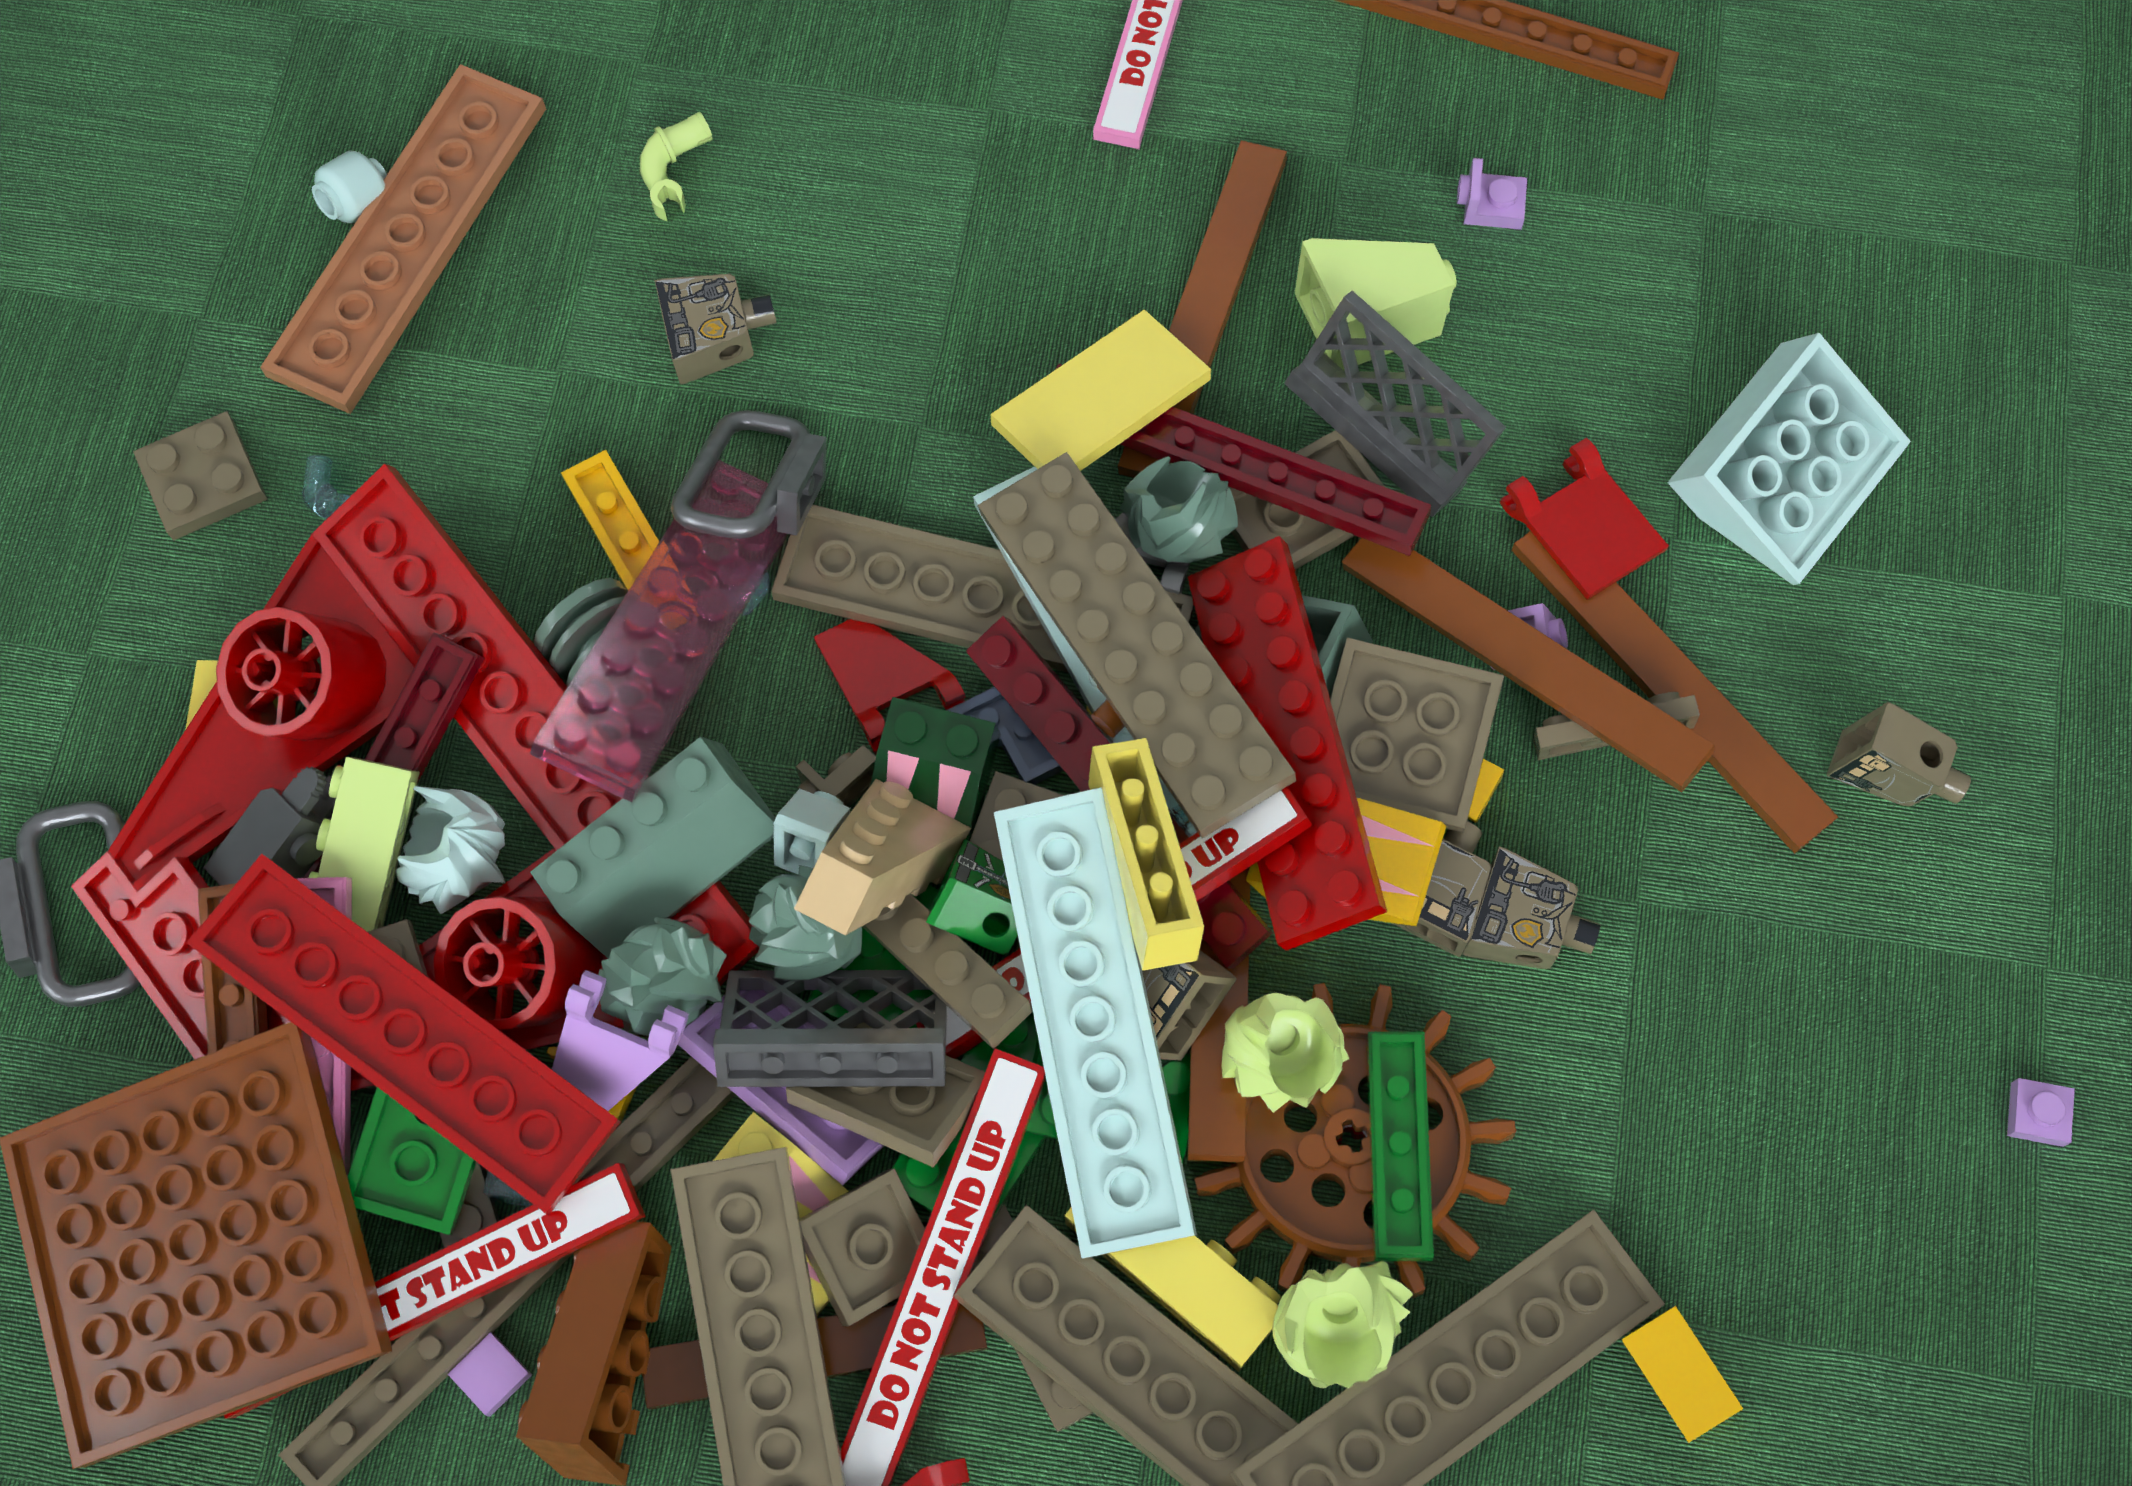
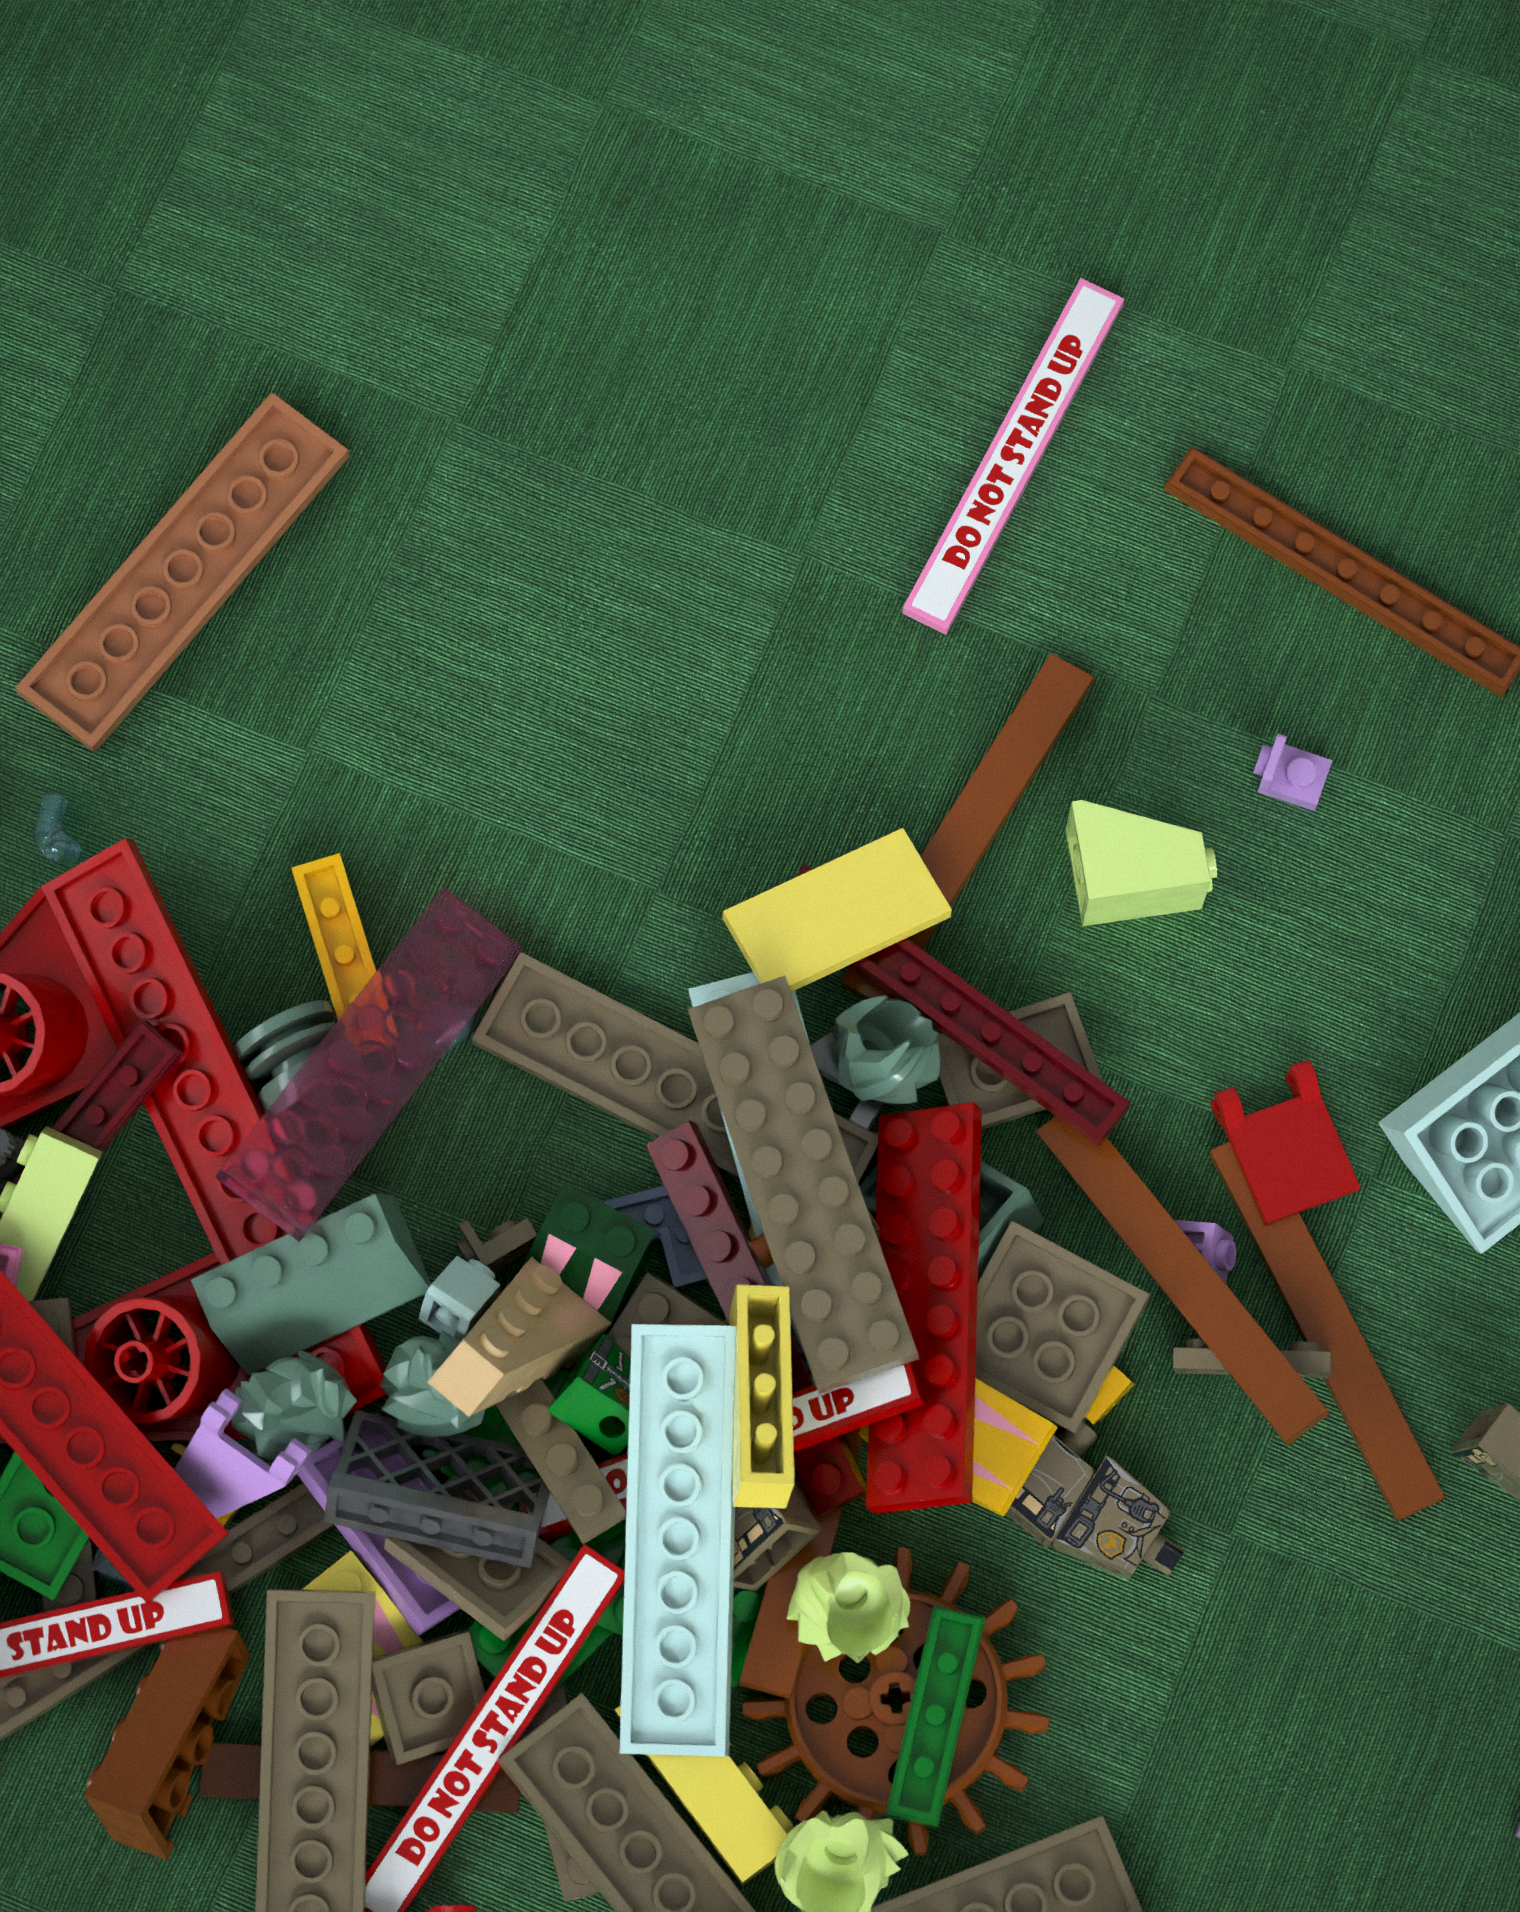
camera: 10 degrees right, 5 degrees up
(348, 185) = (135, 506): light aqua head -> none
(451, 847) = (118, 1233): light aqua hair -> none
(489, 1374) = (64, 1732): lavender tile -> none
(663, 149) = (457, 533): yellowish green piece -> none
(709, 323) = (468, 738): torso -> none
(787, 494) = (511, 940): flat silver bar -> none
(877, 666) = (560, 1142): red flag -> none
(1377, 427) = (1097, 991): flat silver fence -> none

